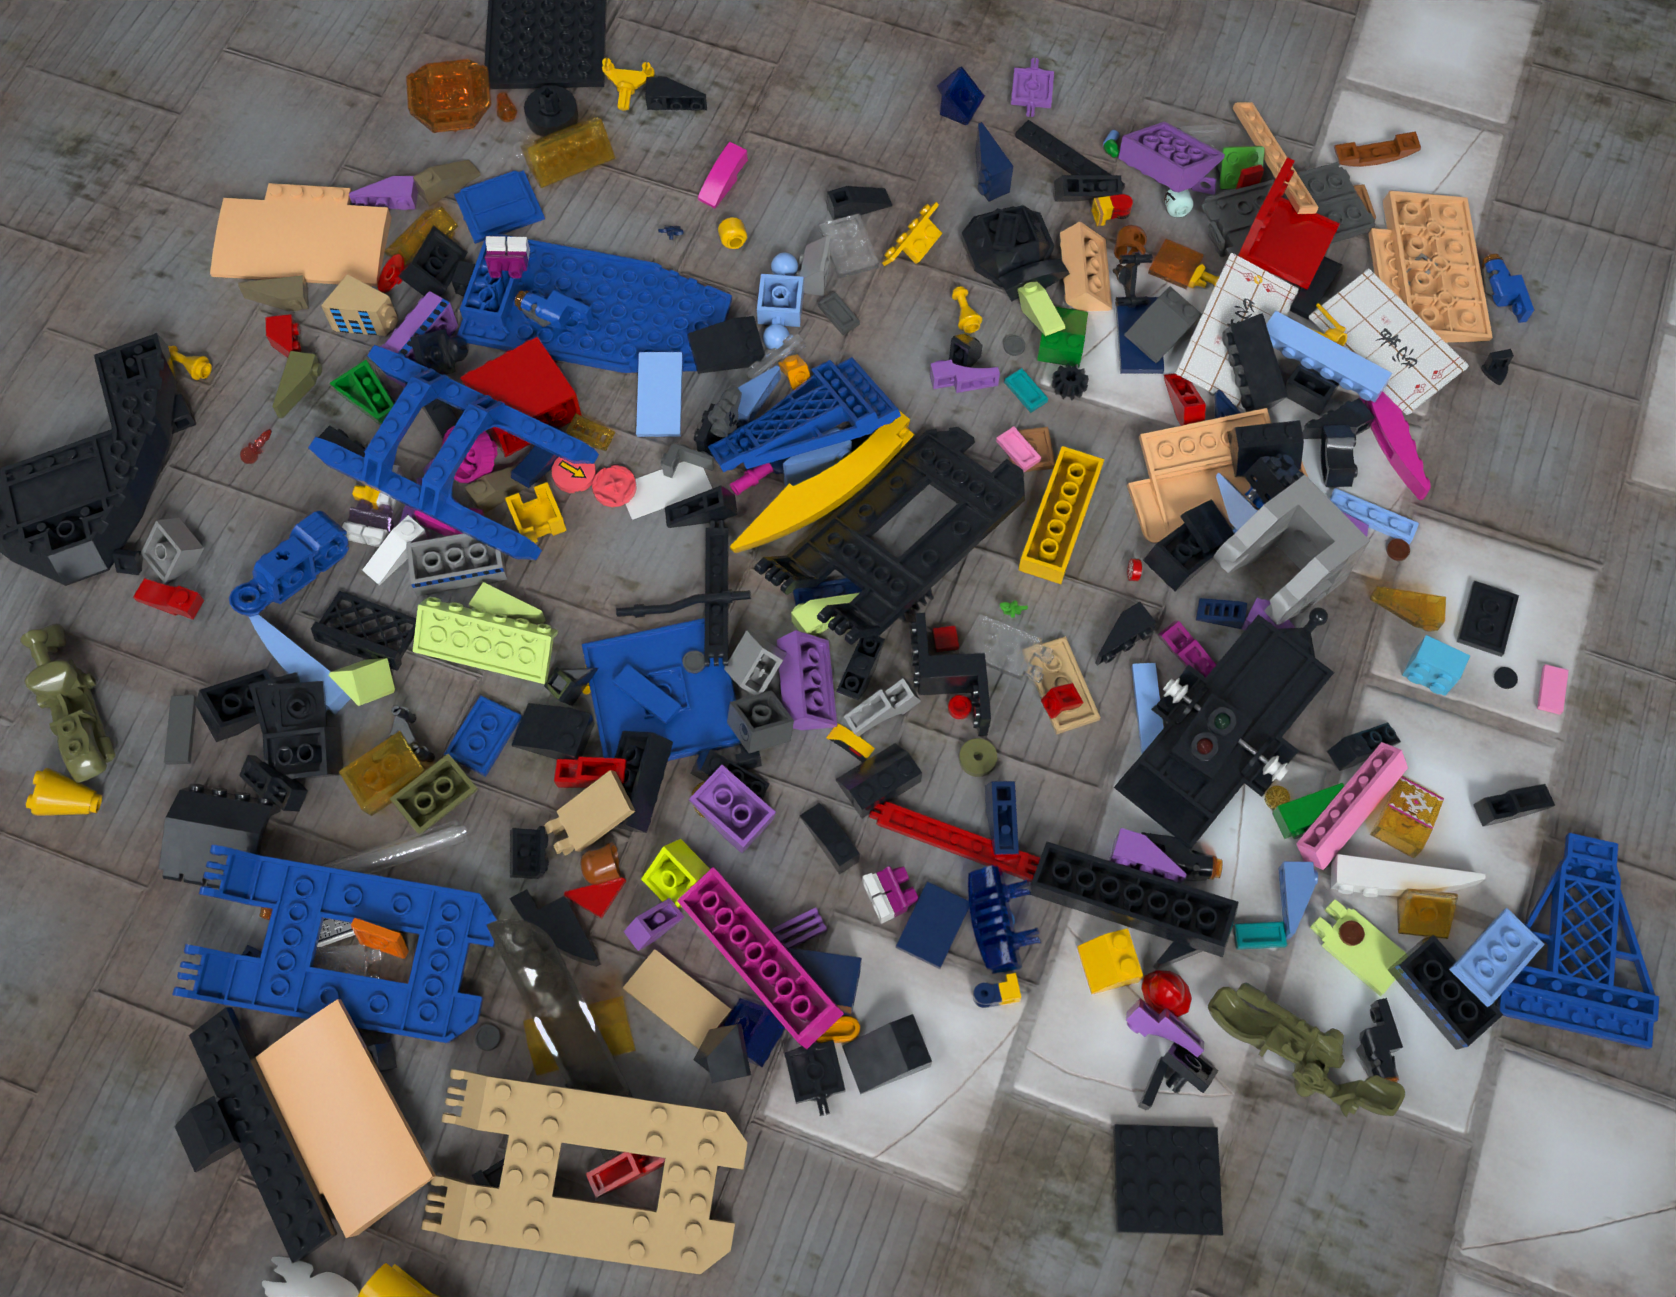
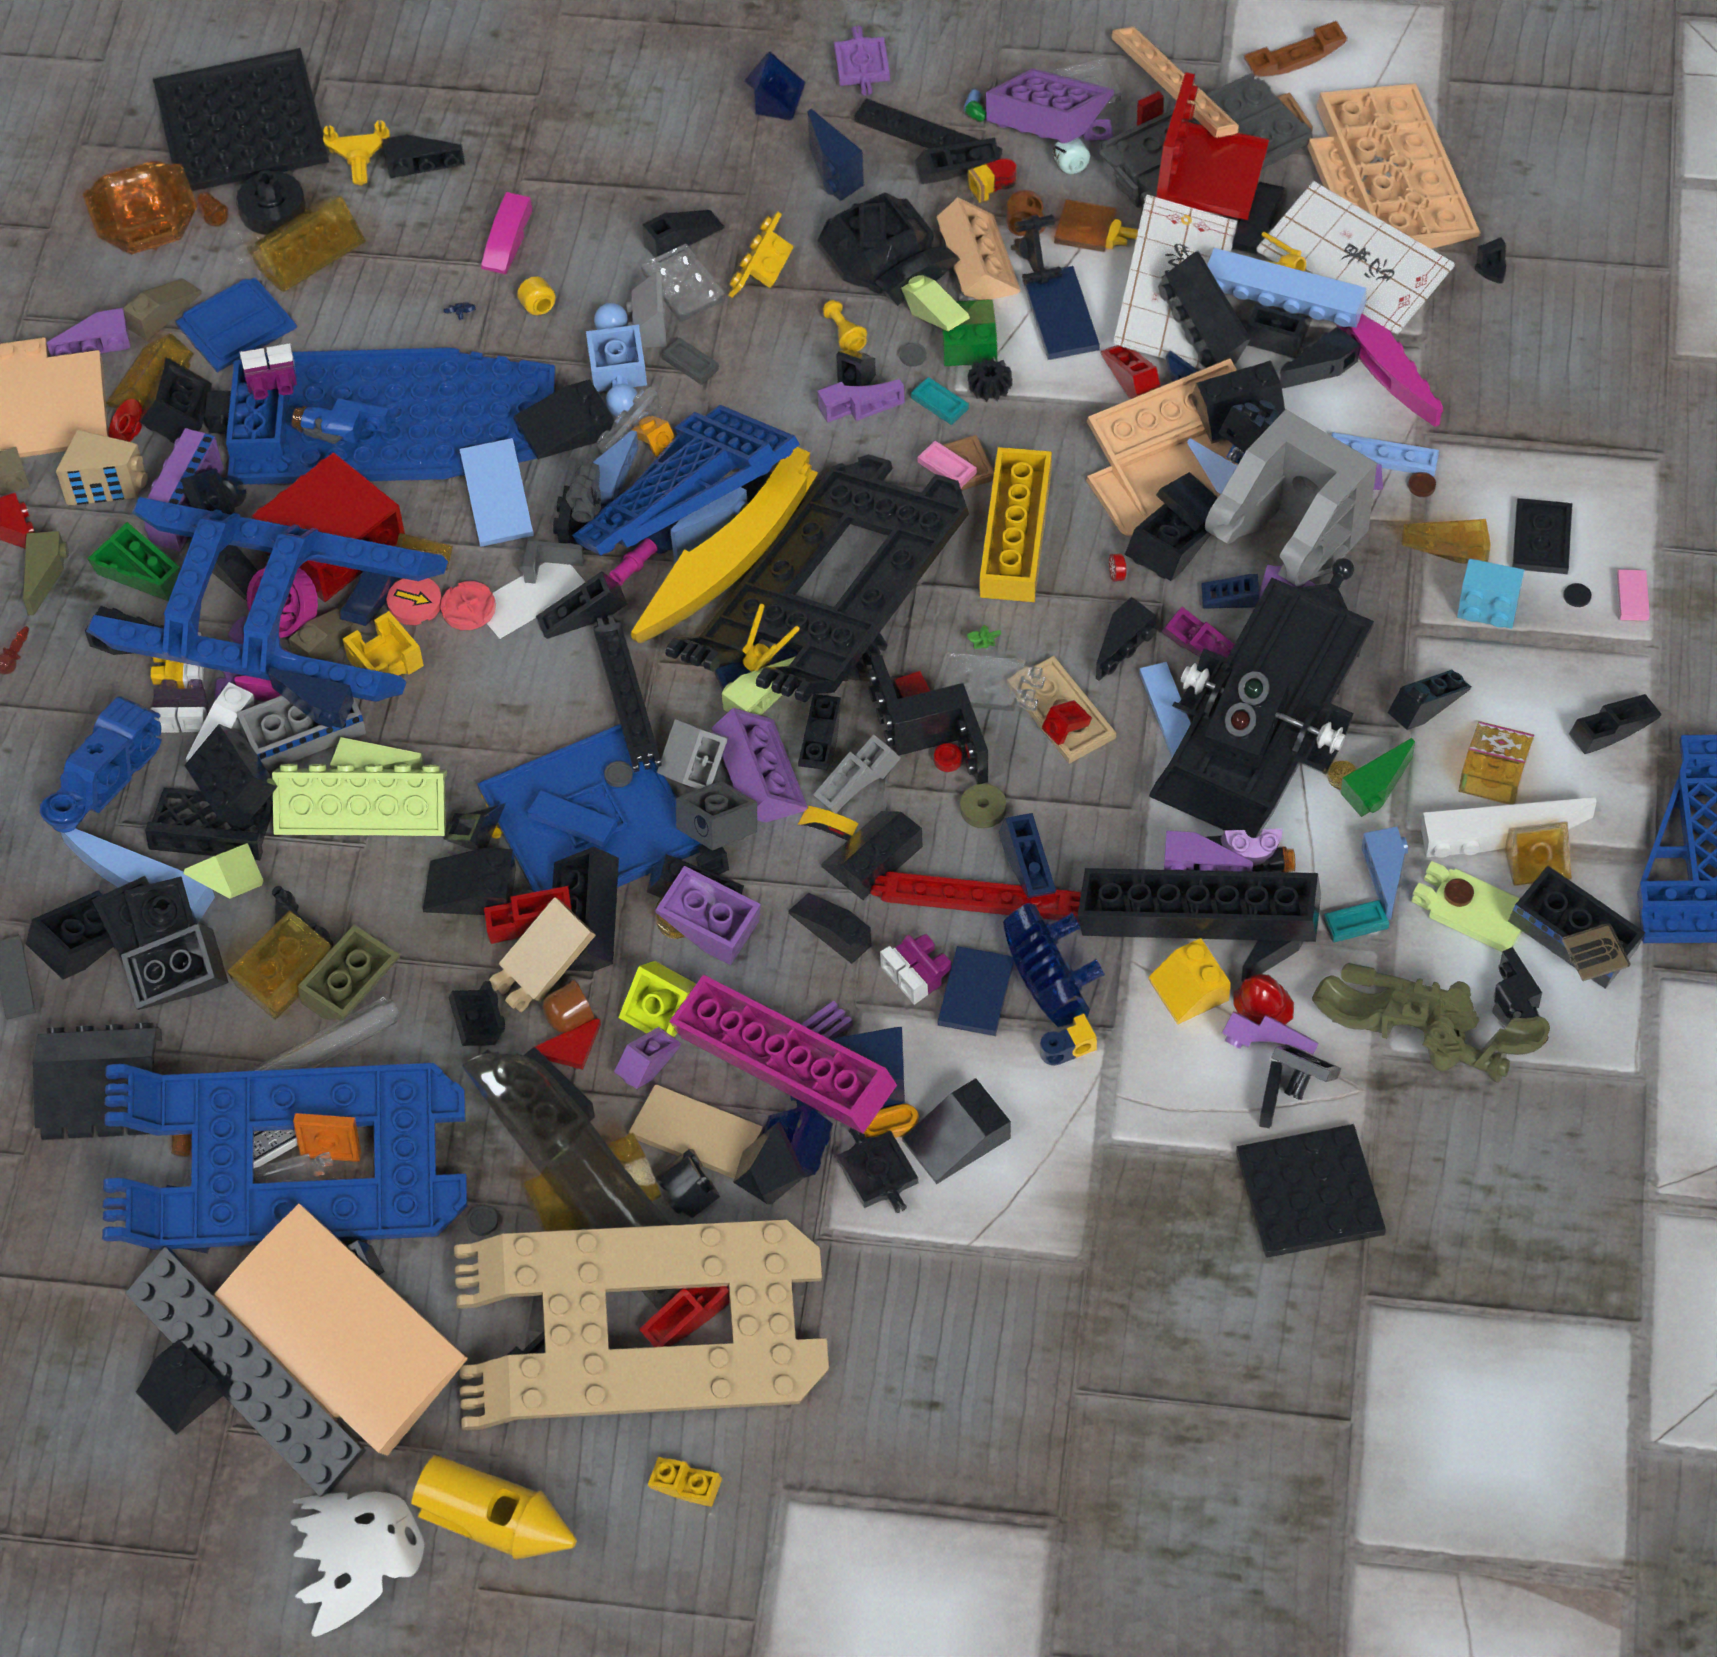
camera: 10 degrees left, 10 degrees down
(273, 785) = (148, 1006): black slope -> none
(387, 598) = (230, 776): none -> black brick
(474, 551) = (318, 698): none -> dark blue slope
(483, 735) = (387, 903): blue tile -> none
(656, 1049) = (687, 1184): none -> black cylinder
(725, 596) = (538, 733): black bar -> none
(828, 585) = (759, 655): none -> yellow plant
(1163, 324) = (1086, 293): dark grey slope -> none
(1196, 860) = (1253, 849): none -> lavender cylinder
(1235, 160) = (1126, 95): bright green bracket -> none
(1337, 456) = (1326, 395): black brick -> none
(1352, 805) = (1429, 759): bright pink brick -> none
(1457, 1025) = (1596, 952): none -> clear smoke piece
(1496, 957) = (1625, 875): light blue tile -> none
(1506, 289) = (1483, 174): blue plate -> none

